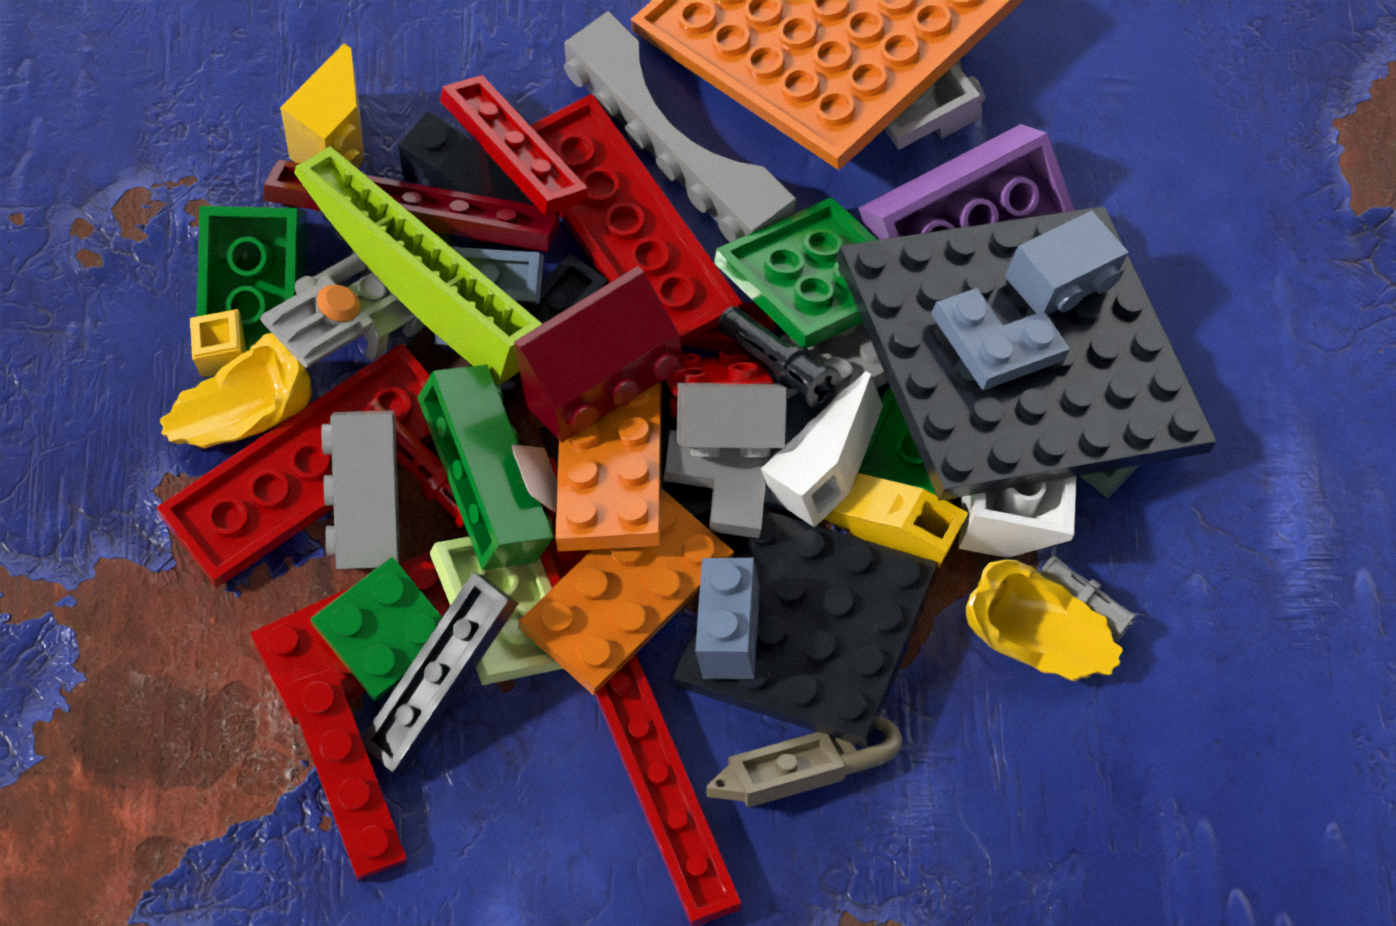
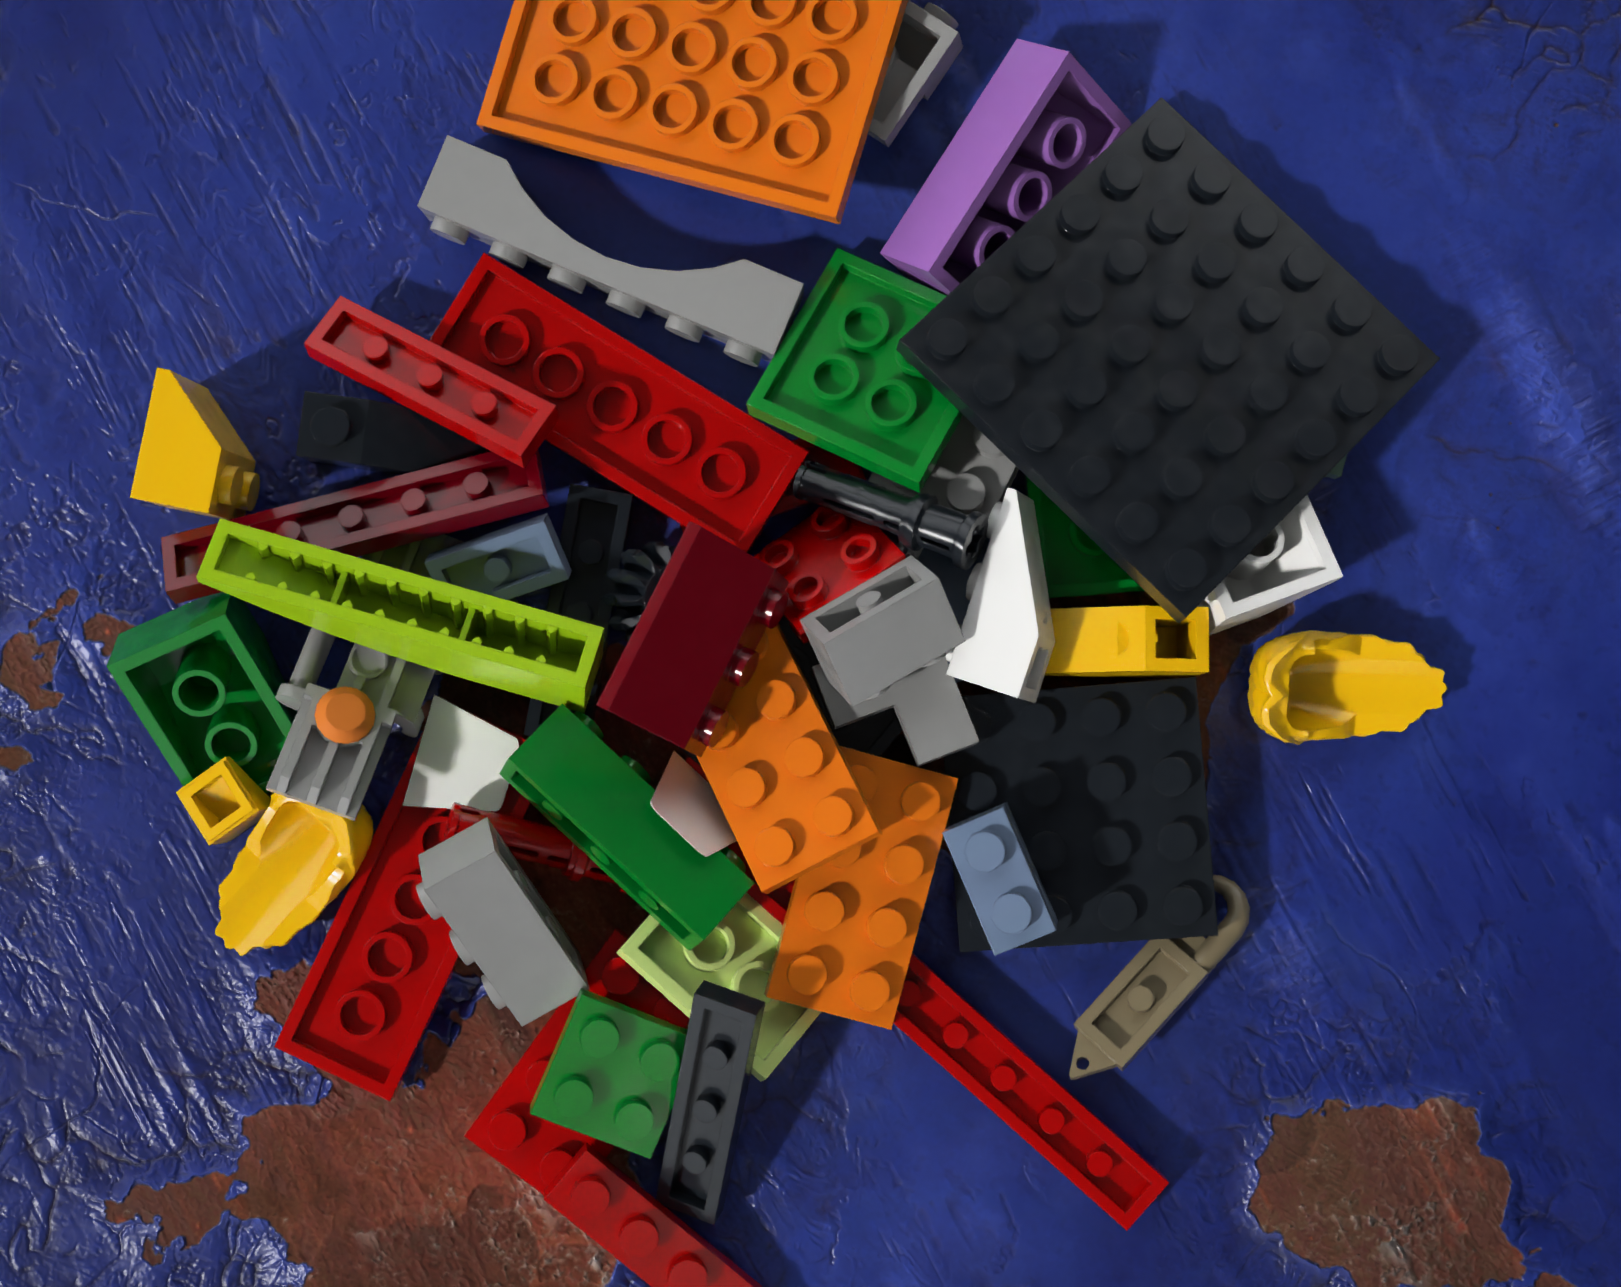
camera: 25 degrees left, 25 degrees up
(394, 381) = (459, 761): none -> white sticker
(994, 350) = (1143, 393): sand blue plate -> none
(1067, 264) = (1179, 227): sand blue brick -> none
(1089, 592) = (1369, 617): light grey pin -> none

